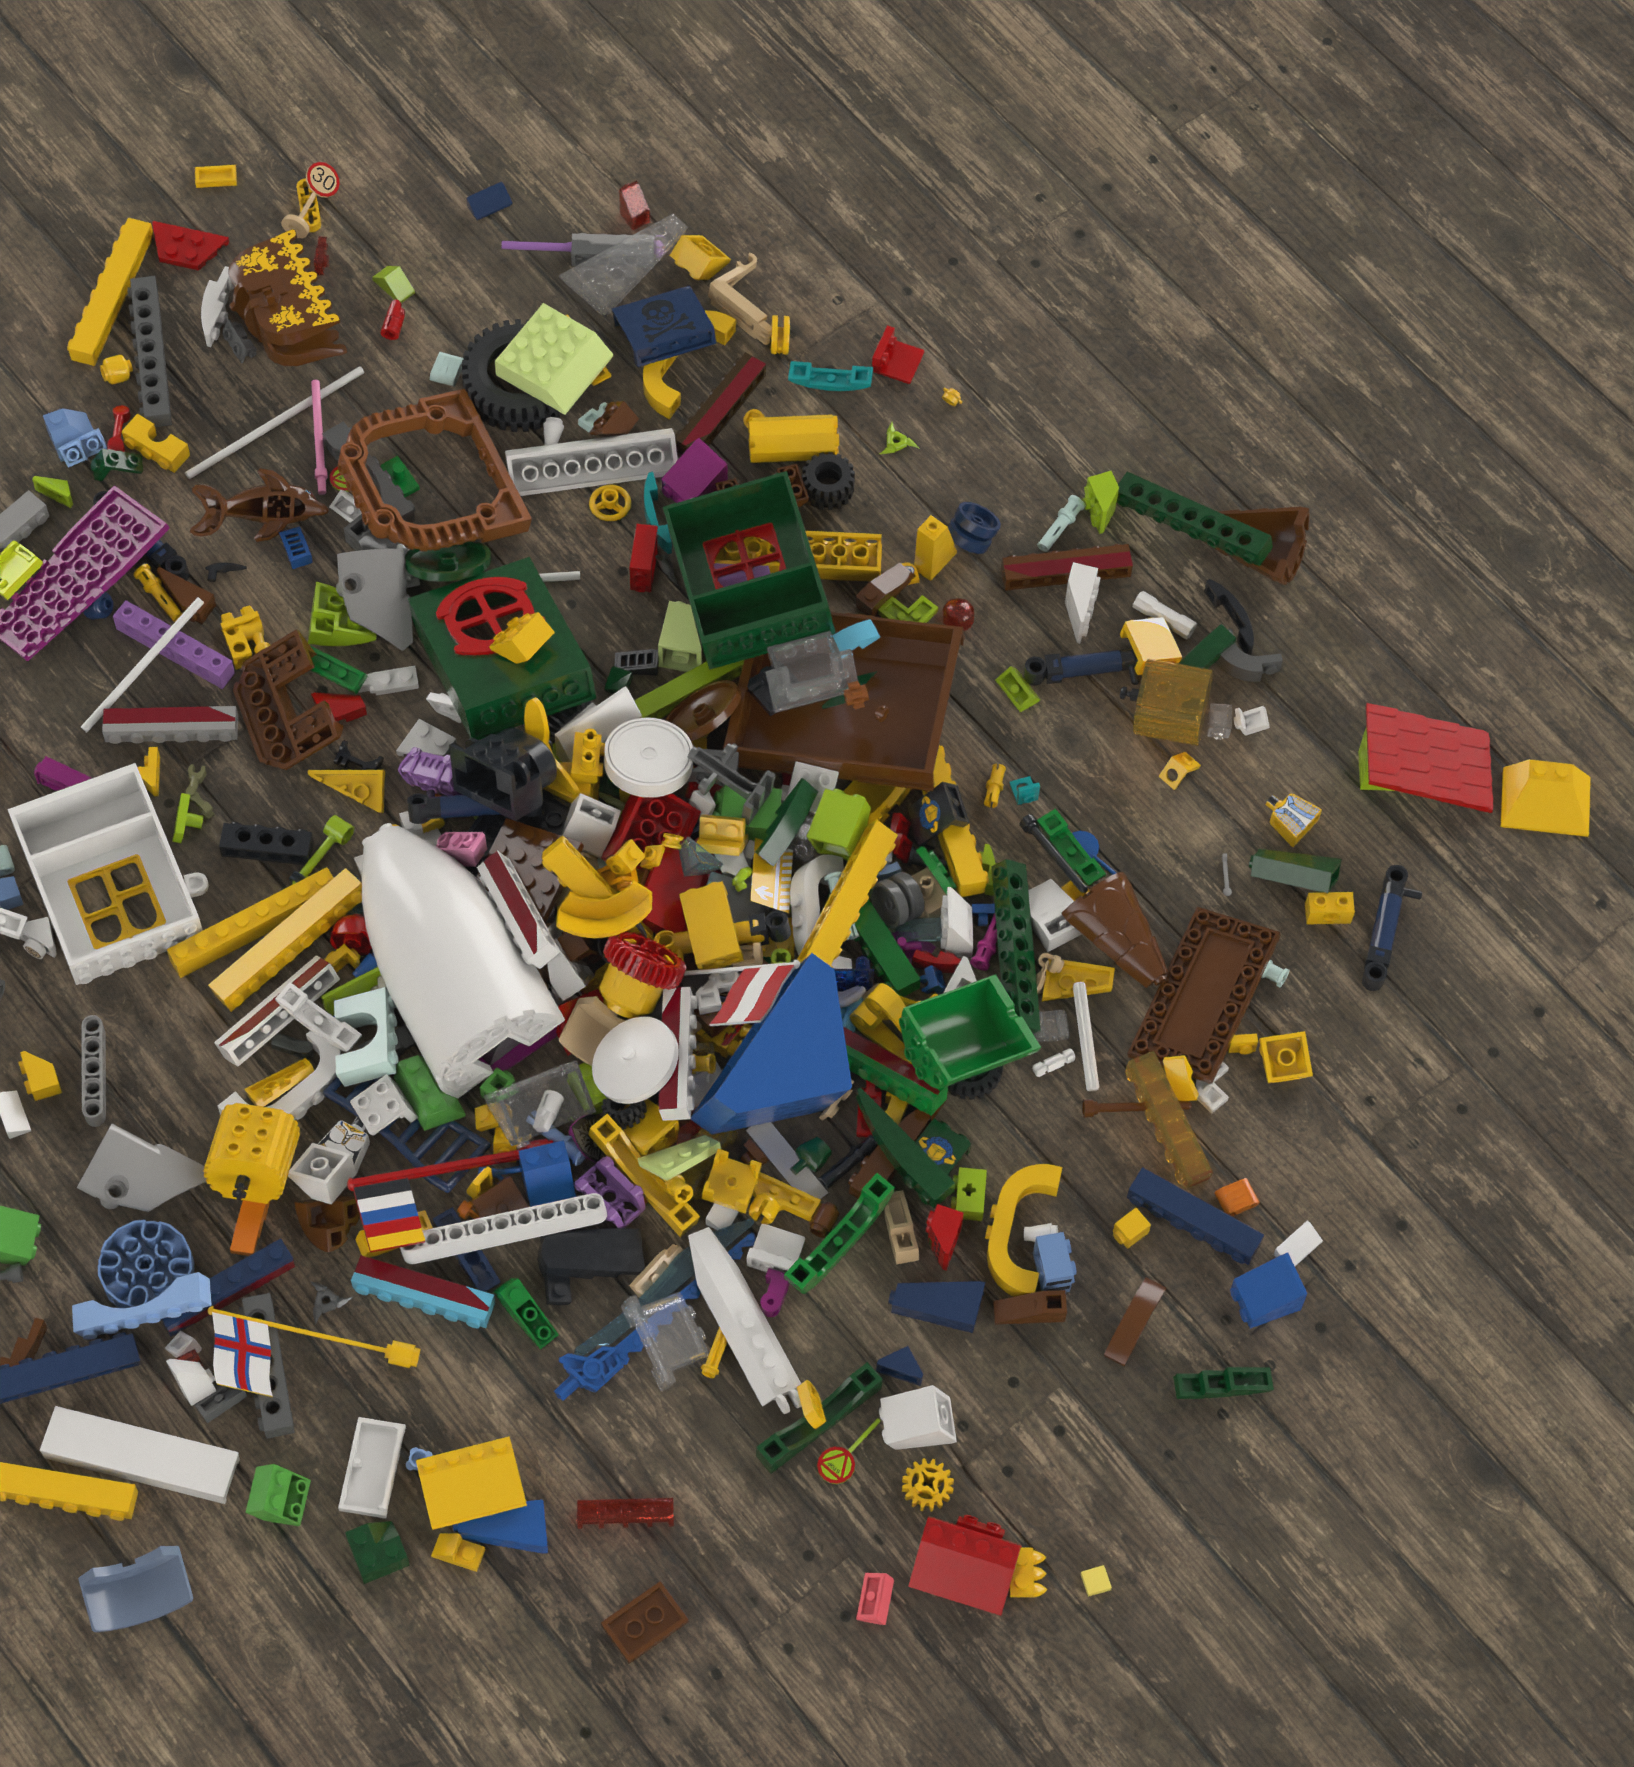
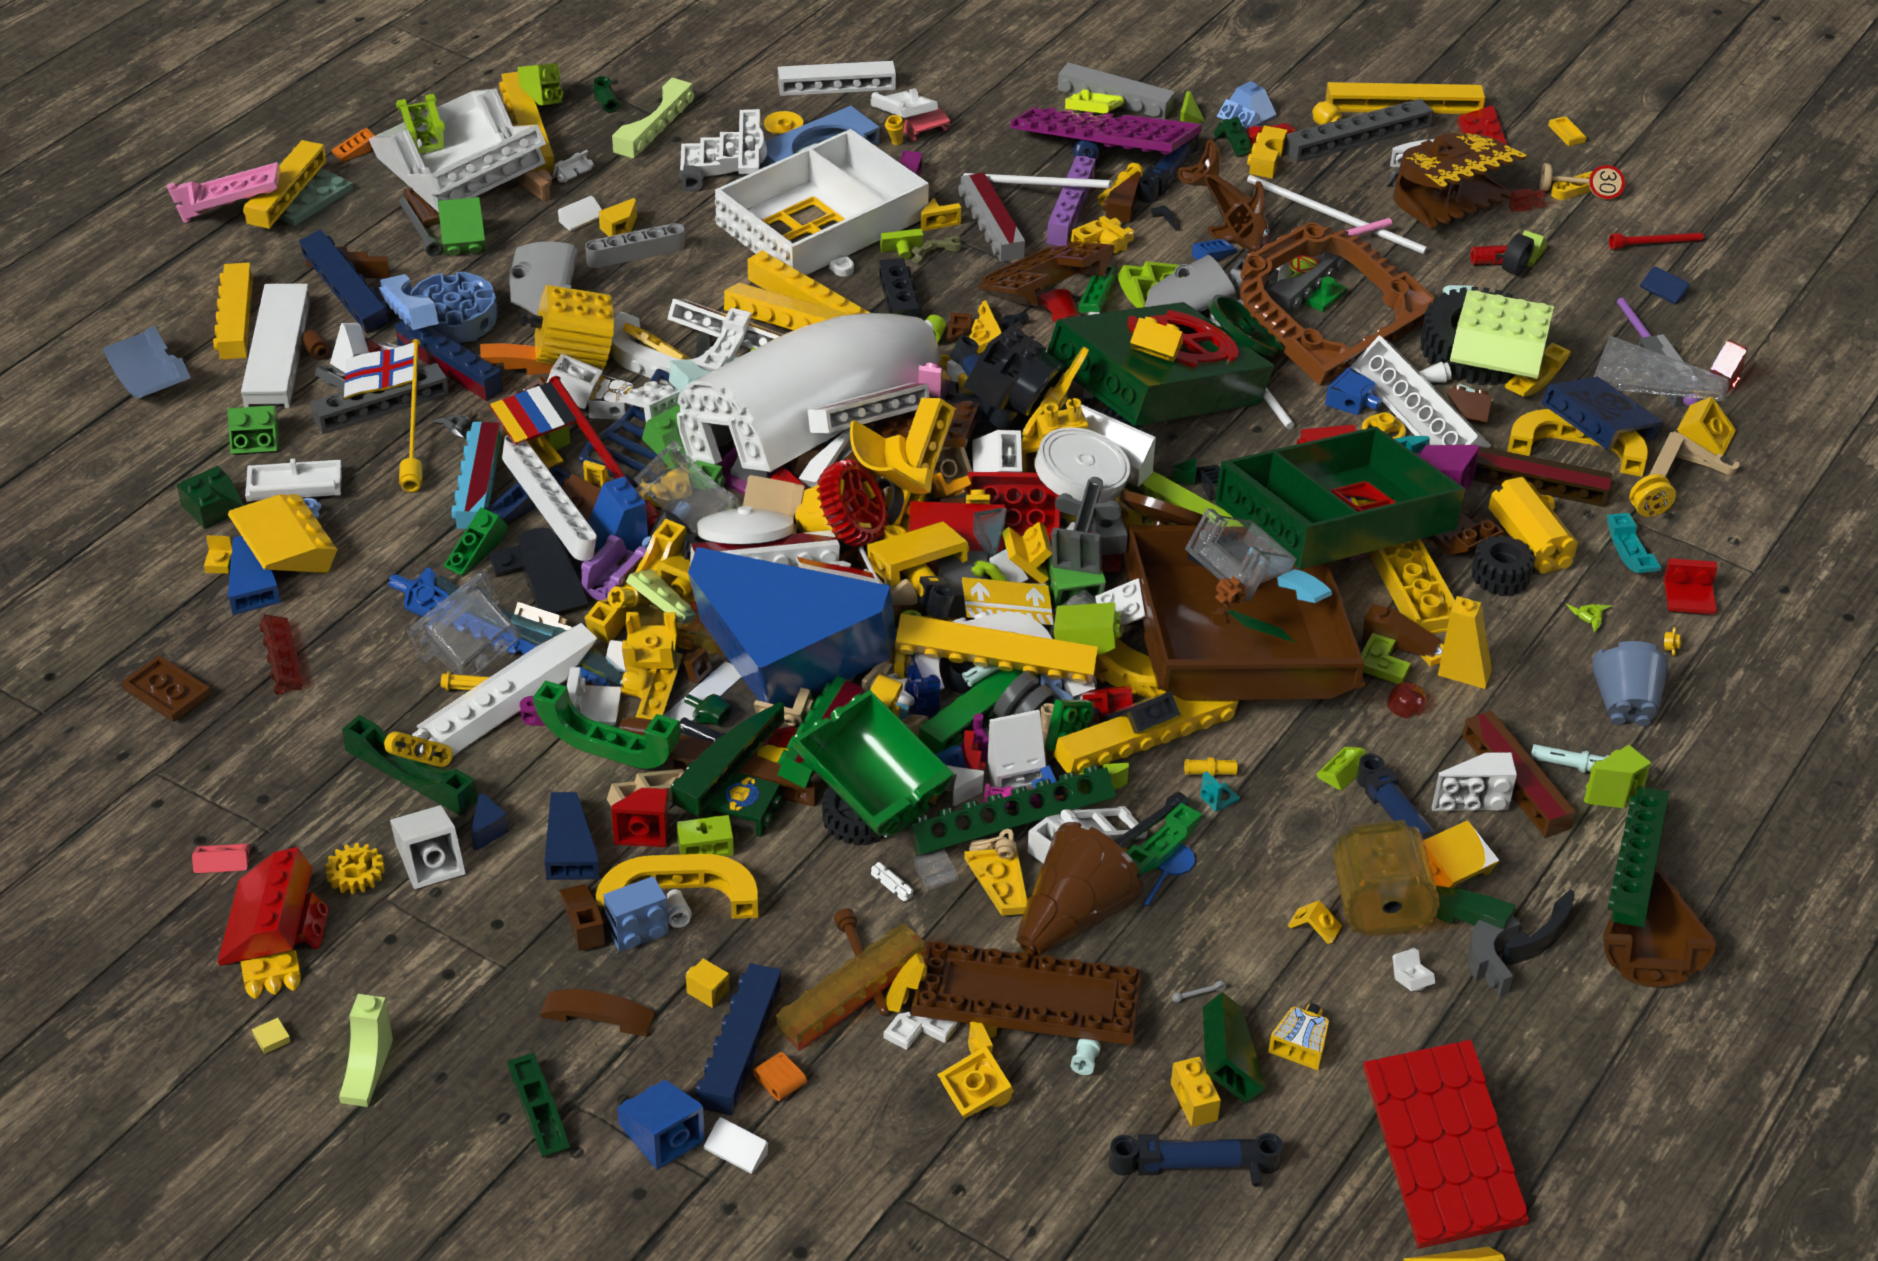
camera: 75 degrees right, 20 degrees down
(153, 1415) = (315, 344): none -> reddish brown brick
(334, 804) = (959, 325): none -> reddish brown slope
(410, 208) = (1617, 240): none -> red piece
(412, 297) = (1517, 254): none -> black tyre
(547, 1110) = (685, 503): white hinge -> none
(557, 507) = (1352, 393): none -> blue torso
(625, 859) = (962, 473): yellow bracket -> none
(672, 841) = (999, 501): yellow bush -> none
(788, 822) = (1066, 589): dark green slope -> none
(837, 1464) = (369, 799): piece -> none
(973, 527) = (1512, 677): dark blue wheel -> none
(1005, 447) = (1631, 681): none -> sand blue cone
(1044, 905) = (1098, 815): none -> white window
(1085, 1035) = (931, 897): white axle -> none
(1138, 1500) = (368, 1049): none -> yellowish green arch
(1152, 607) = (1511, 856): white axle -> none
(1219, 721) = (1392, 938): clear brick -> none

